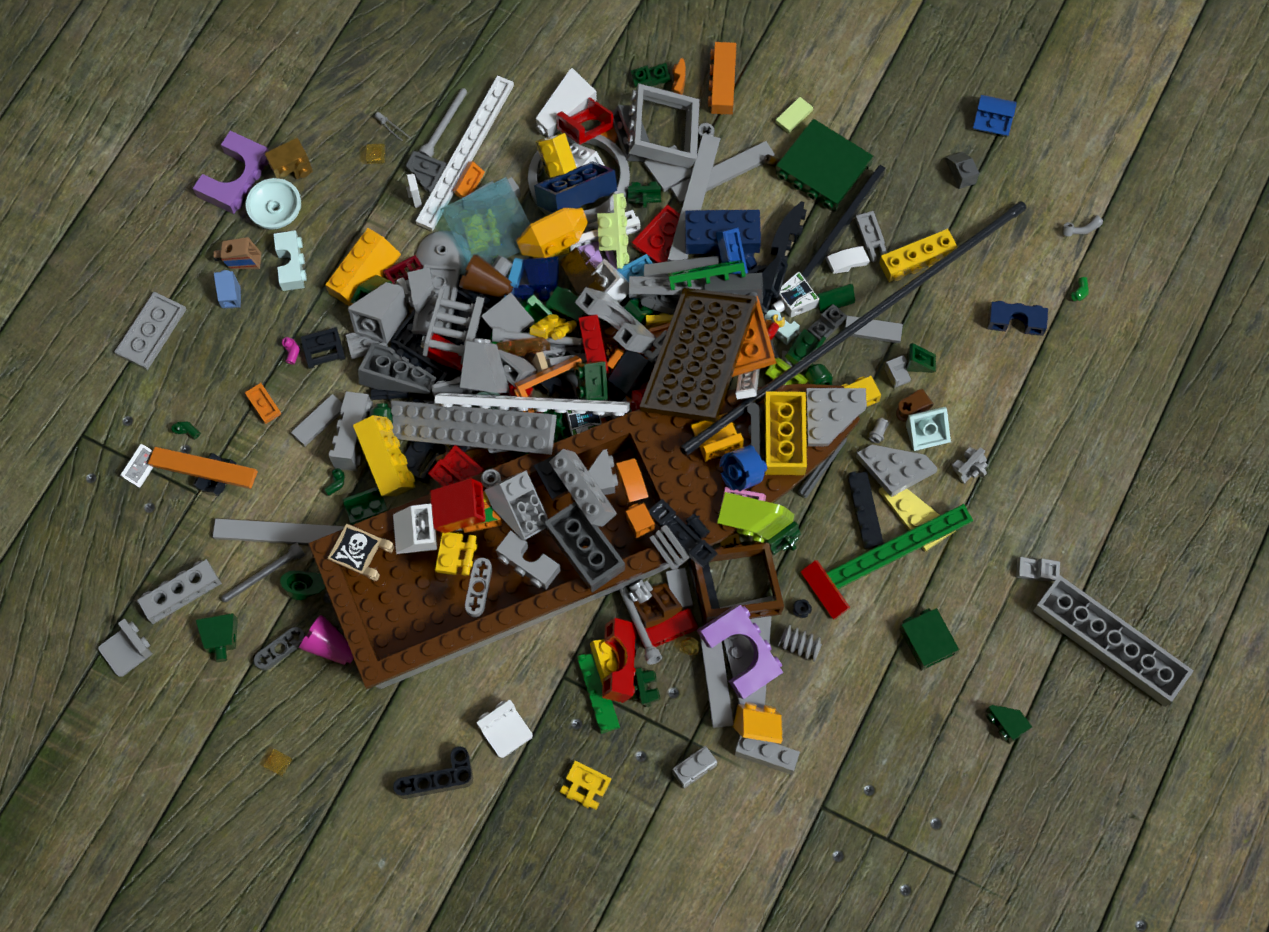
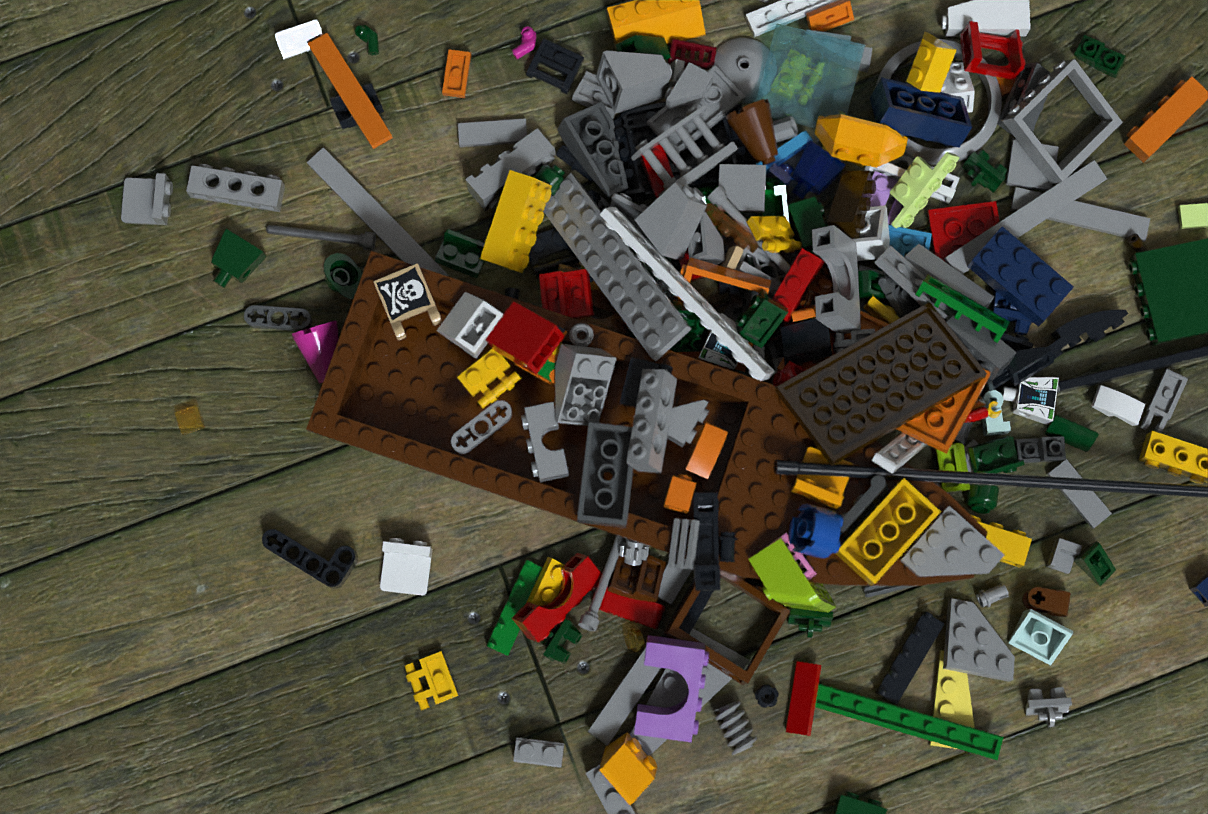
camera: 40 degrees right, 10 degrees up
(337, 483) = (458, 207): dark green arm -> none
(679, 77) = (1124, 83): orange slope -> none
(707, 127) = (1105, 155): light grey bush -> none
(731, 246) = (1011, 301): blue slope -> none

